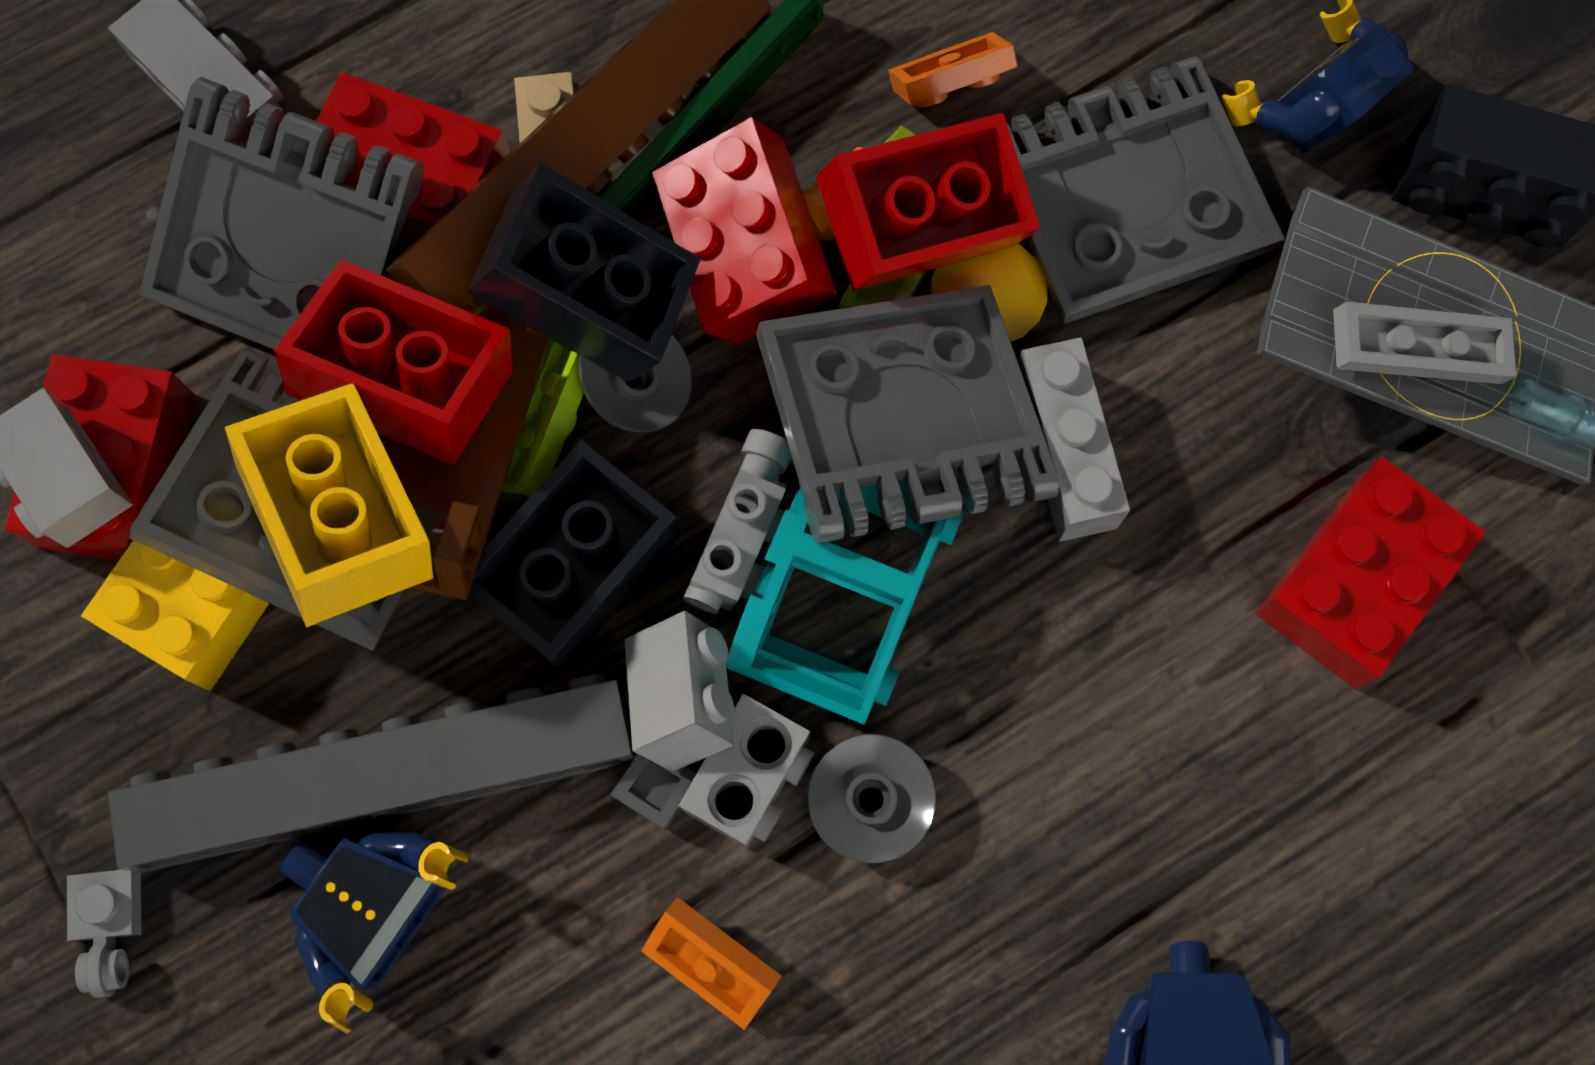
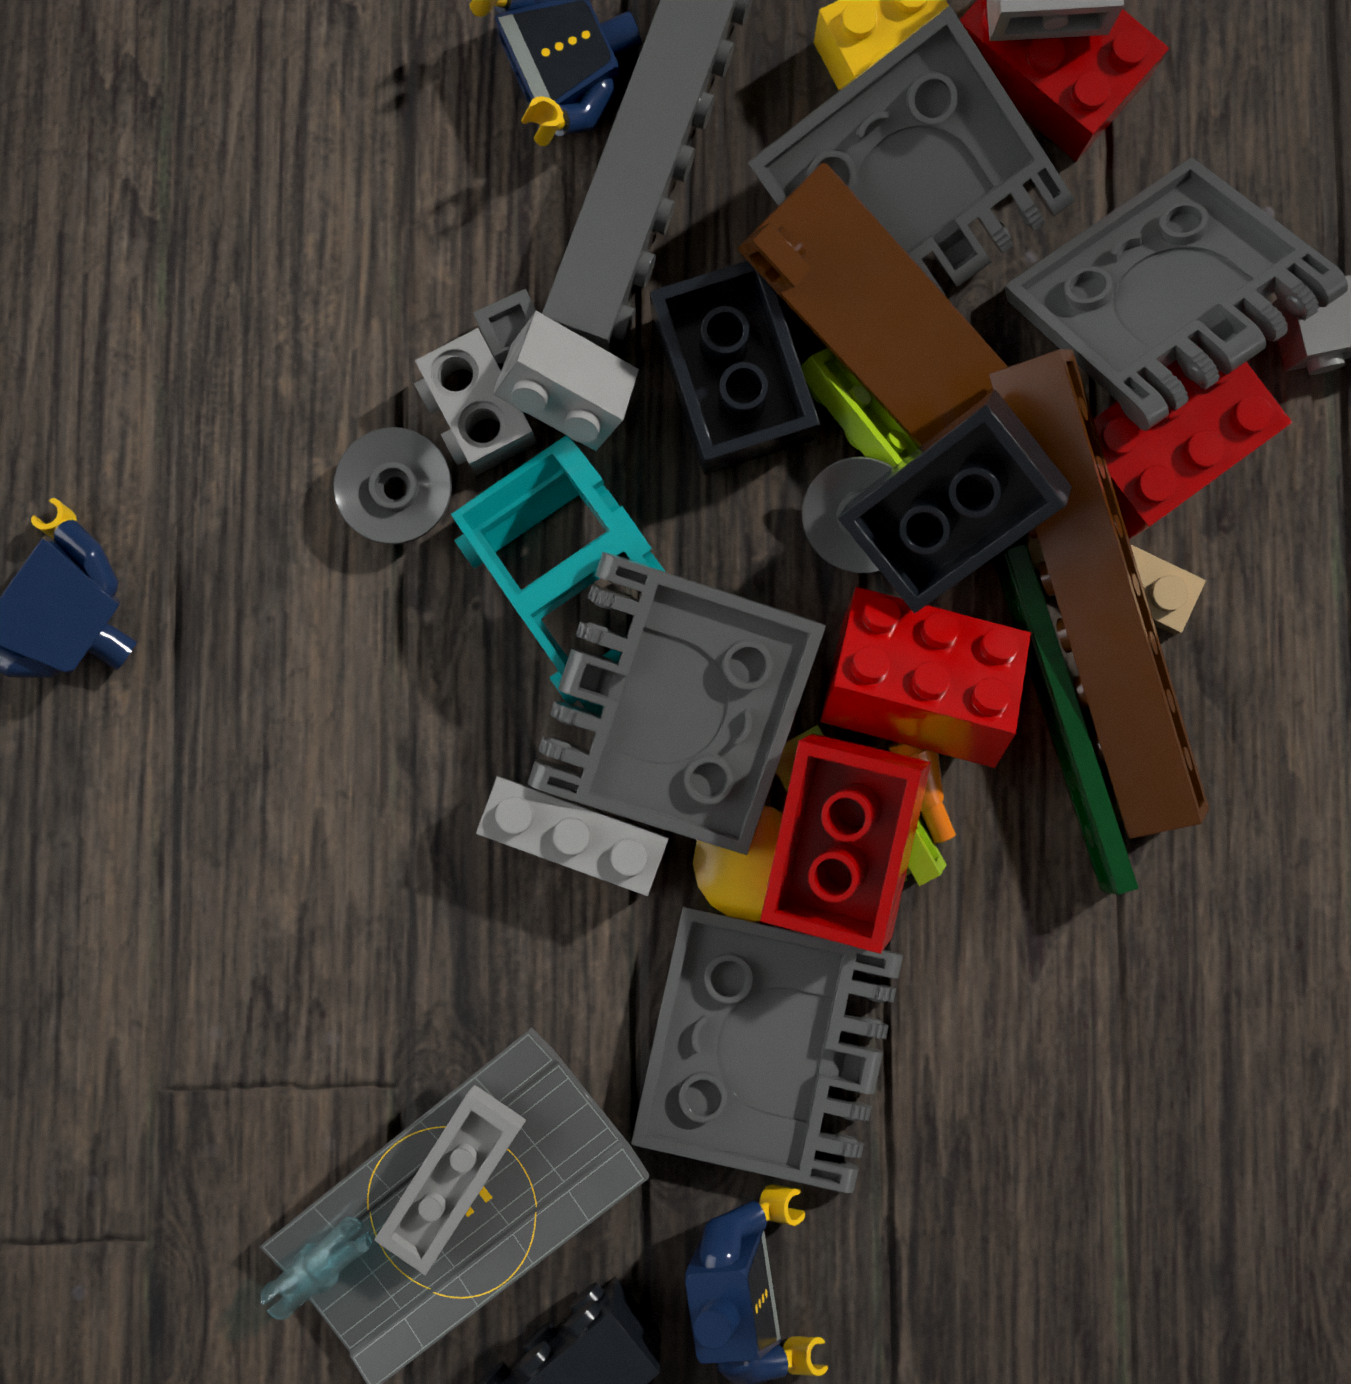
camera: 125 degrees right, 10 degrees up
(330, 503) = (873, 168): yellow brick -> none
(414, 359) = (978, 305): red brick -> none
(710, 963) = (351, 288): orange plate -> none
(740, 535) = (663, 510): light grey brick -> none
(965, 64) = (974, 967): orange plate -> none
(1370, 574) = (305, 1004): red brick -> none

